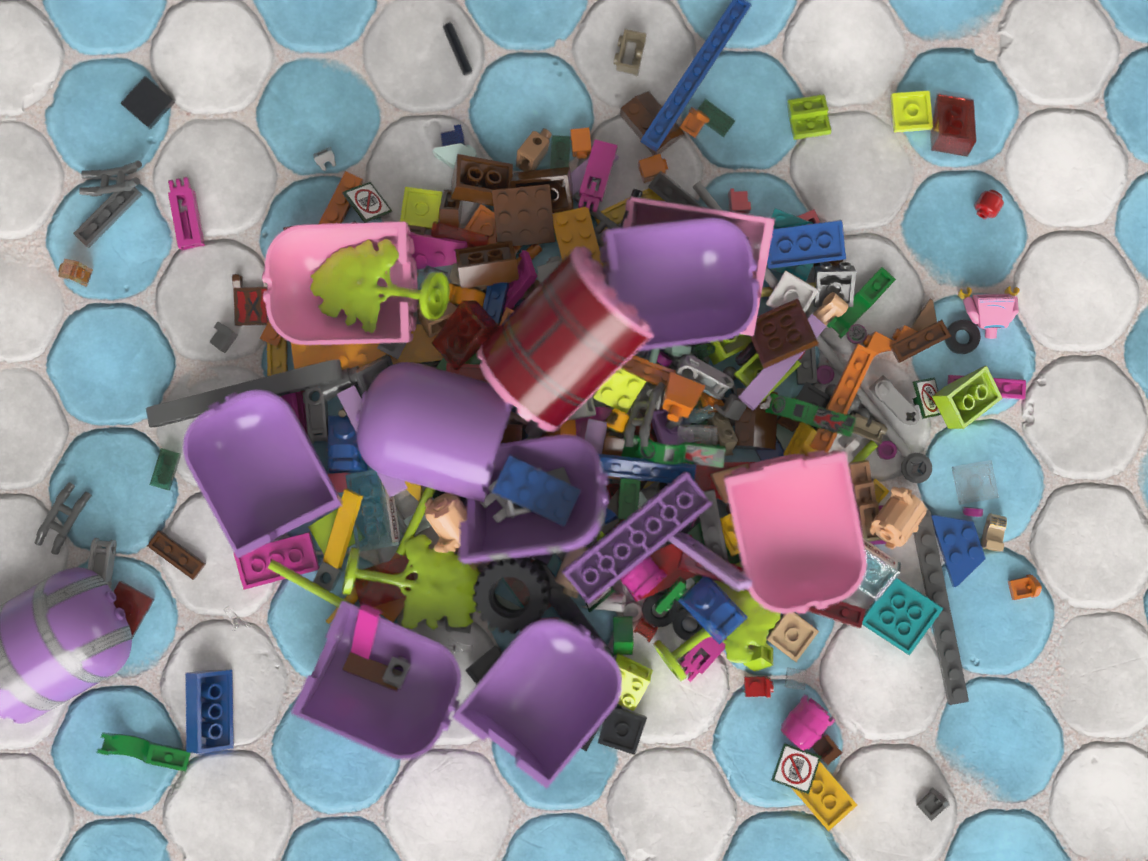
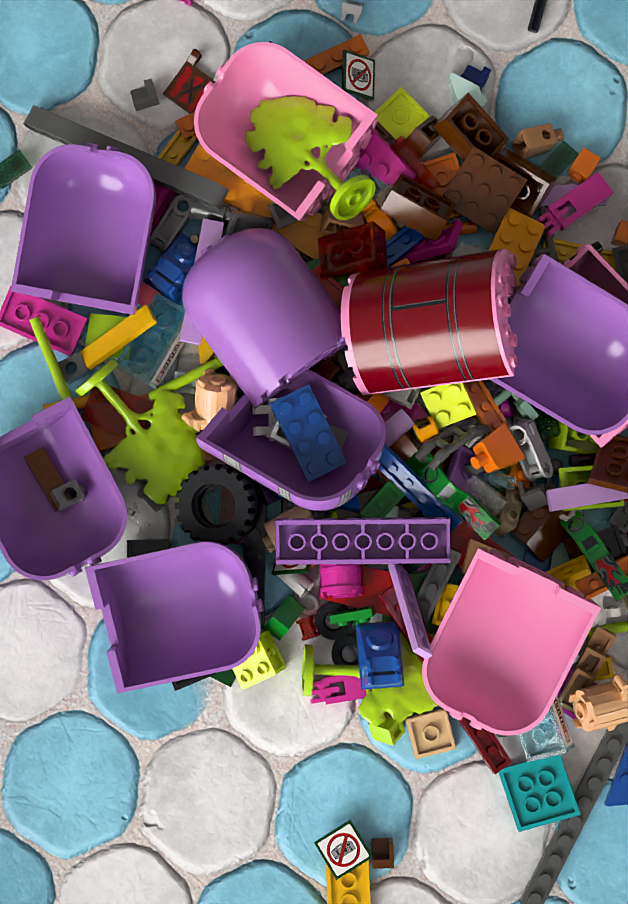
camera: 40 degrees right, 0 degrees up
(365, 631) = (69, 438): dark pink tile -> none
(622, 730) = (220, 697): black plate -> none
(758, 686) = (366, 754): red bracket -> none
(795, 678) = (404, 773): clear tile -> none
(806, 723) = (382, 818): dark pink piece -> none

